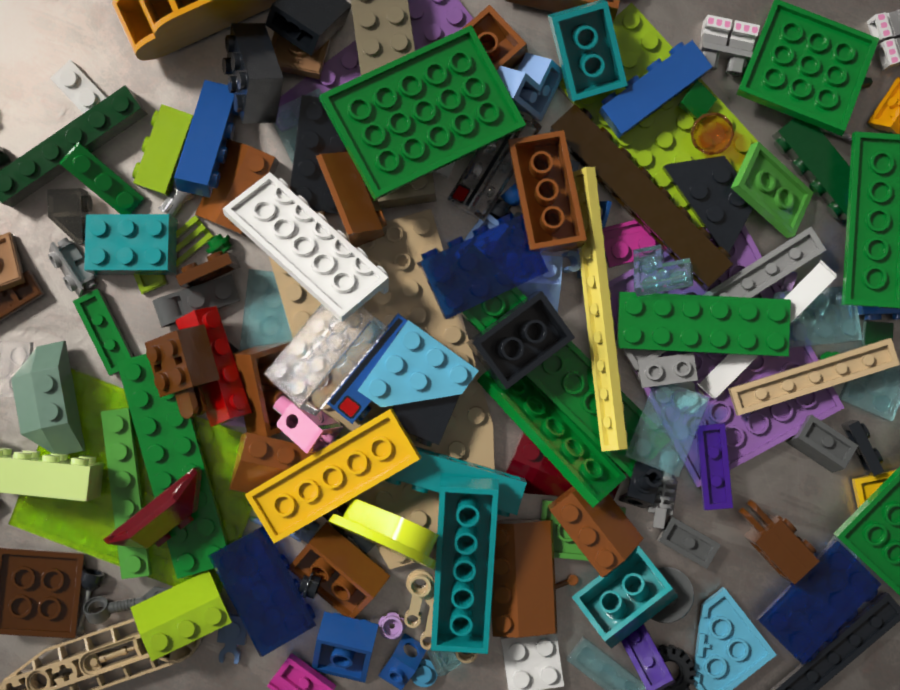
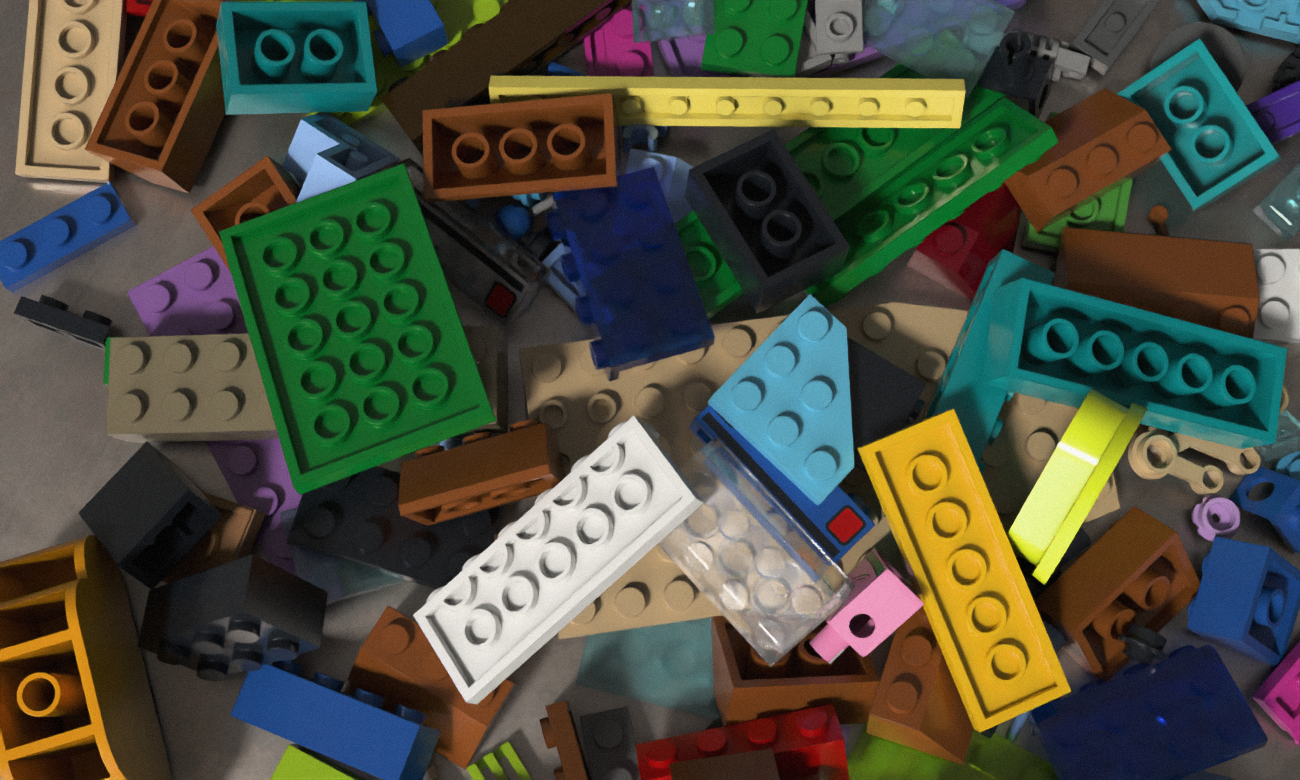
camera: 85 degrees left, 10 degrees down
(218, 243) = (525, 732): green plate -> none

